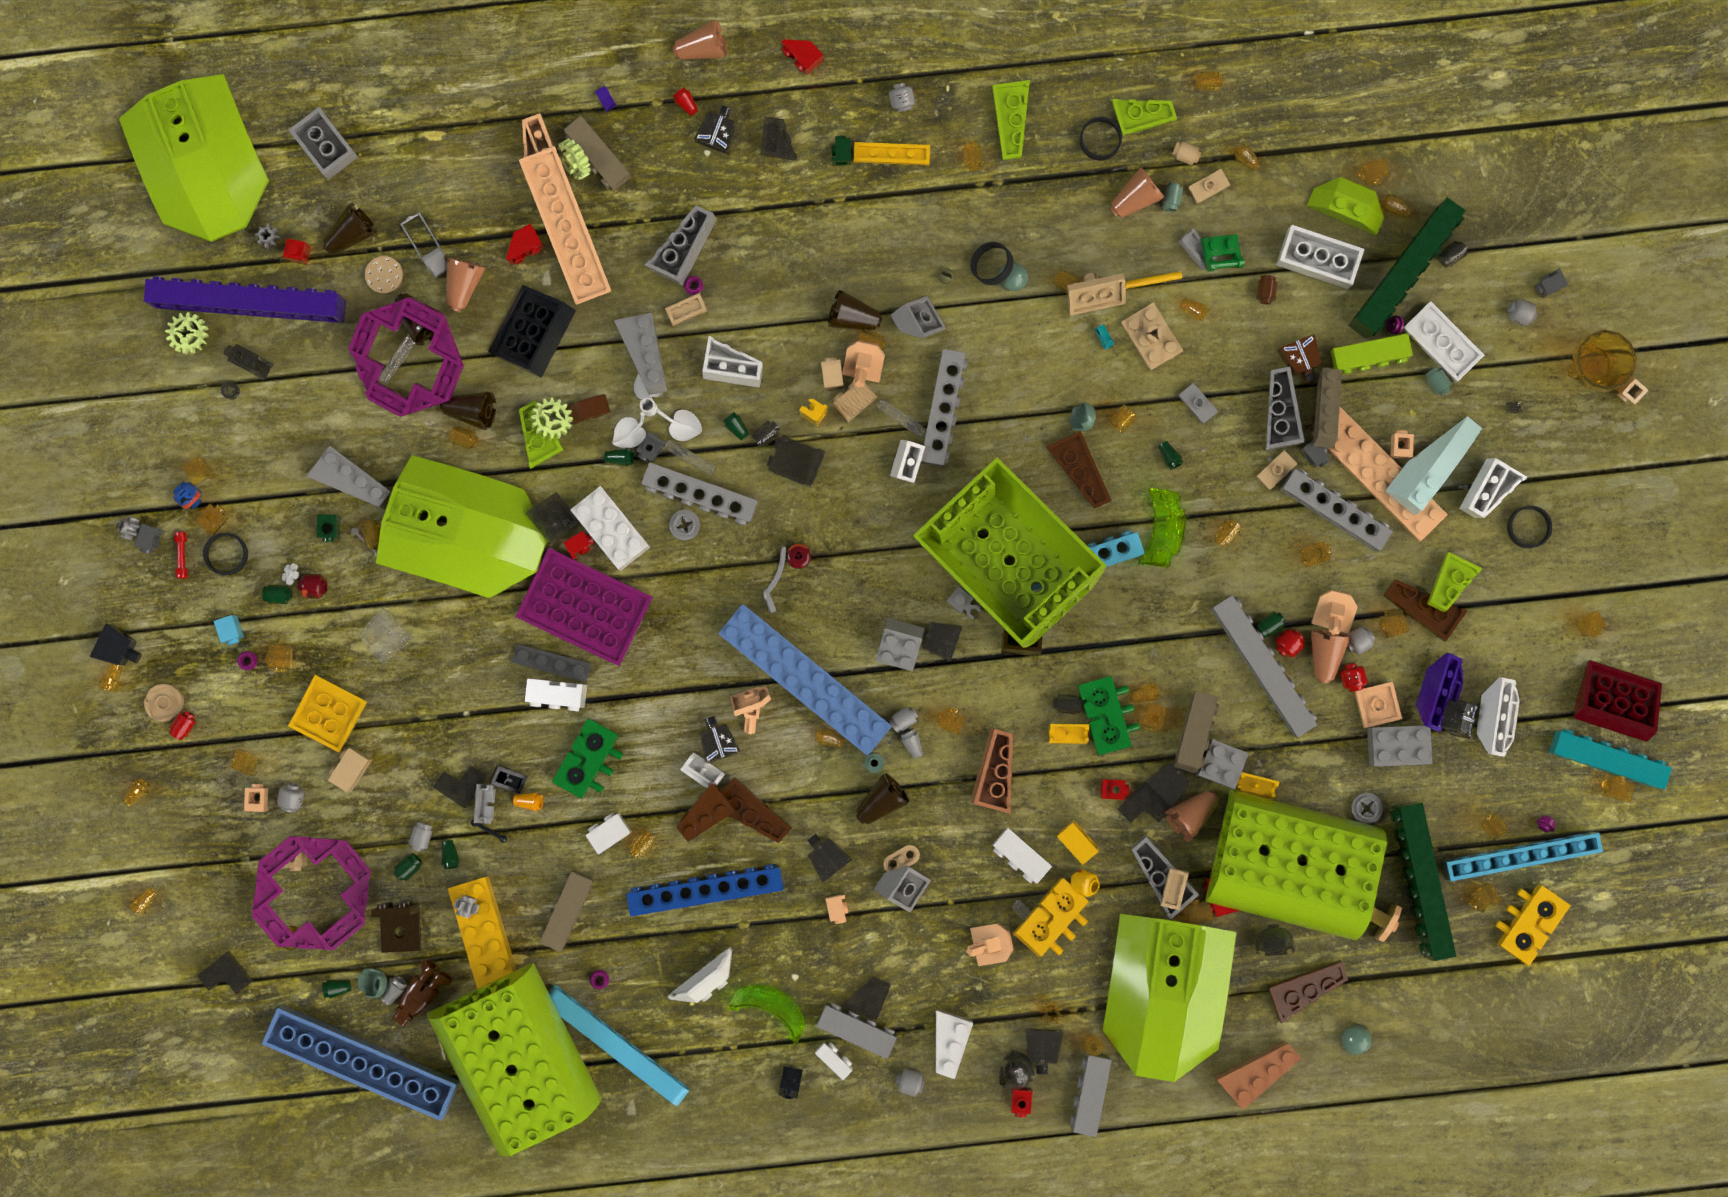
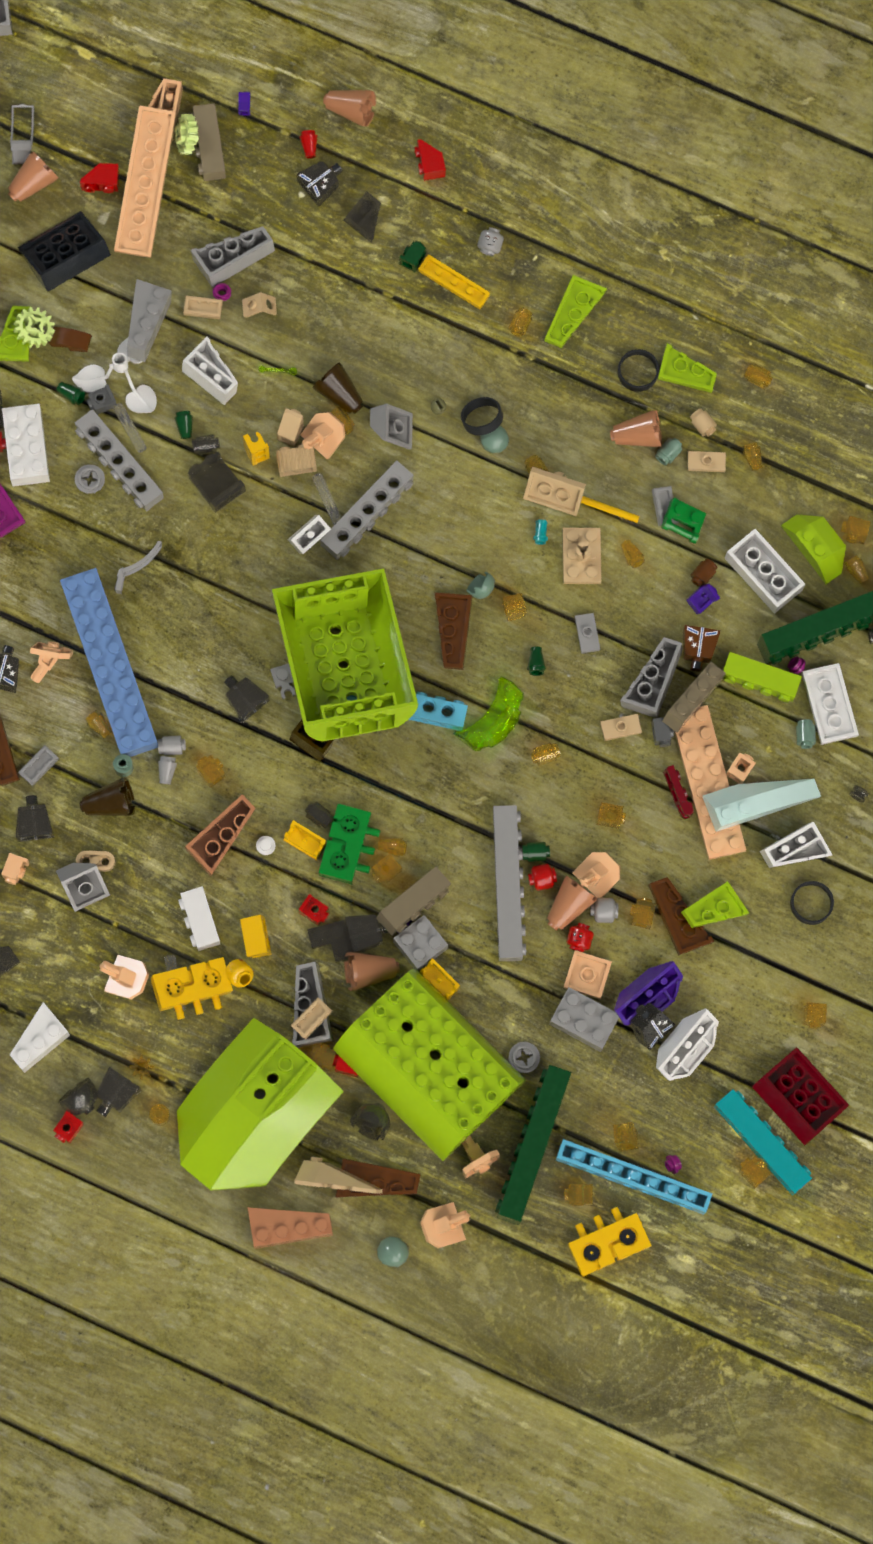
camera: 25 degrees right, 10 degrees down
(733, 278) = (257, 304): none -> tan bracket
(798, 563) = (168, 559): dark red head -> none
(800, 320) = (293, 371): none -> clear neon green hinge
(800, 805) = (38, 765): none -> light grey plate
(900, 644) = (207, 679): light grey brick -> none
(1037, 757) = (265, 845): none -> white plate
(1091, 1095) = (131, 1158): light grey brick -> none
(1263, 1013) = (324, 1174): none -> tan wedge
(1279, 313) = (702, 598): none -> dark purple bracket
(1360, 498) = (678, 792): none -> dark red hinge
(1380, 529) = (668, 834): light grey brick -> none
(1386, 993) = (443, 1225): none -> light nougat piece

